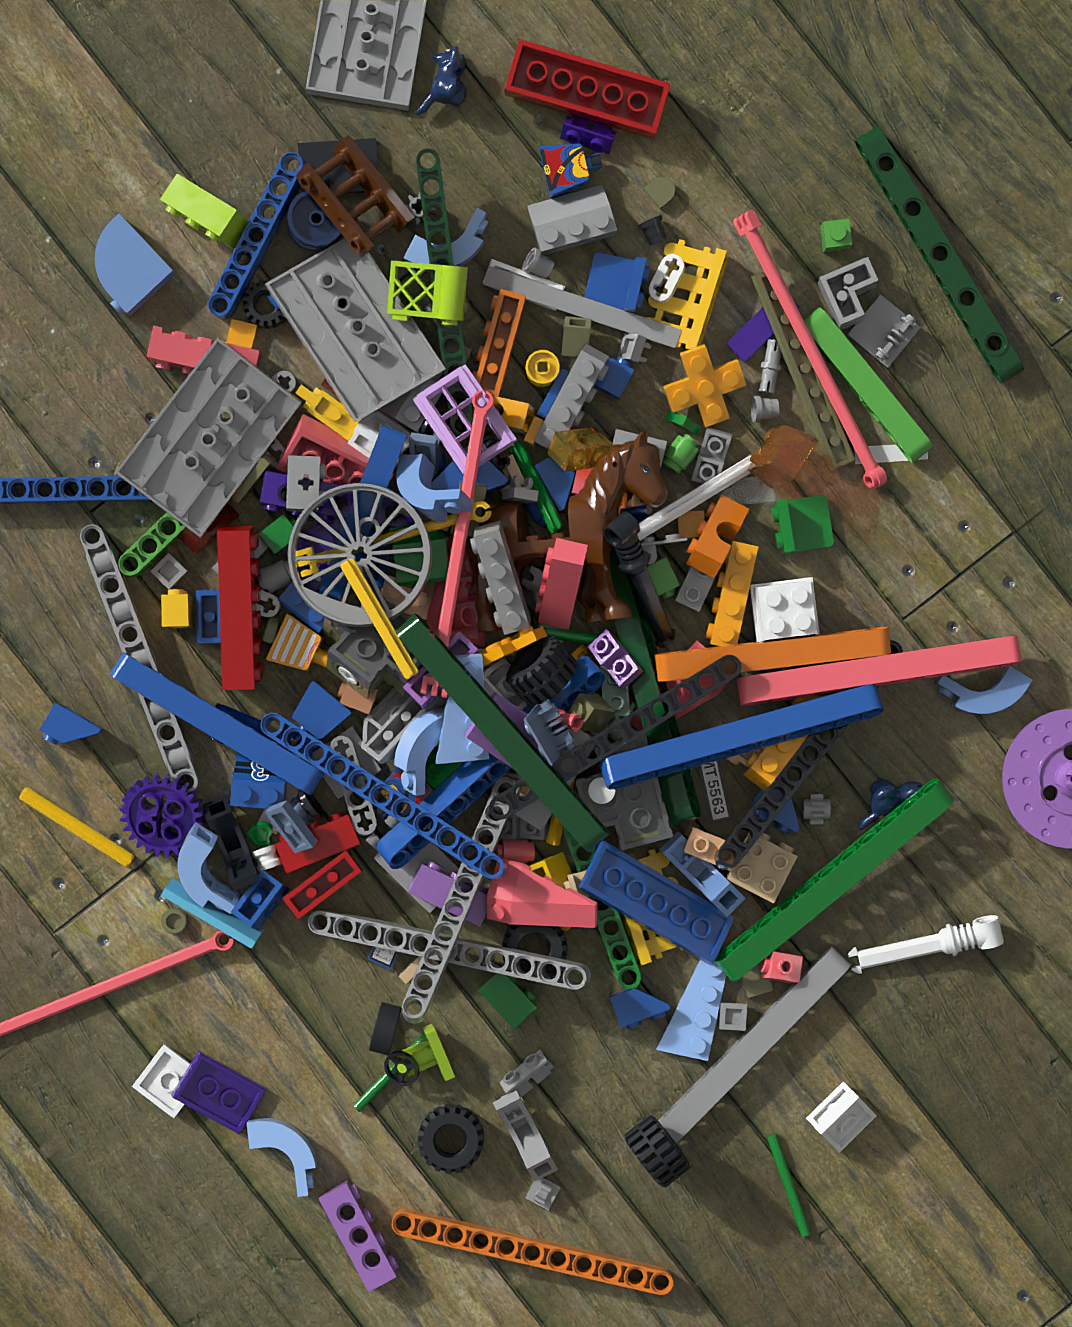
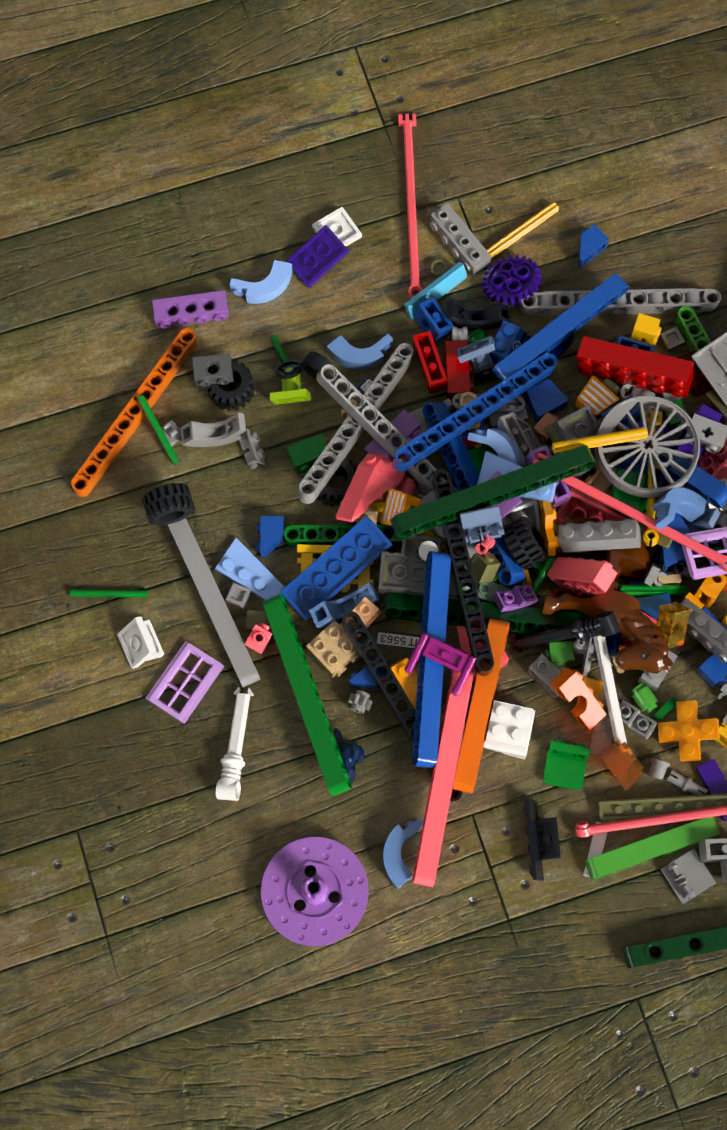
camera: 110 degrees right, 15 degrees down
(123, 906) = (460, 239): none -> light grey brick
(195, 874) = (467, 286): light blue arch -> none
(349, 980) = (357, 358): none -> medium blue arch
(363, 812) = (466, 398): none -> tan tile
(448, 1183) = (204, 364): none -> dark grey brick
(549, 1209) = (158, 430): none -> green bar
(551, 848) = (397, 503): none -> light orange torso
(733, 595) = (527, 695): light orange brick -> none
(738, 721) = (445, 655): none -> magenta plate
(874, 1017) = (199, 692): none -> lavender piece
(905, 523) = (542, 839): none -> black bracket

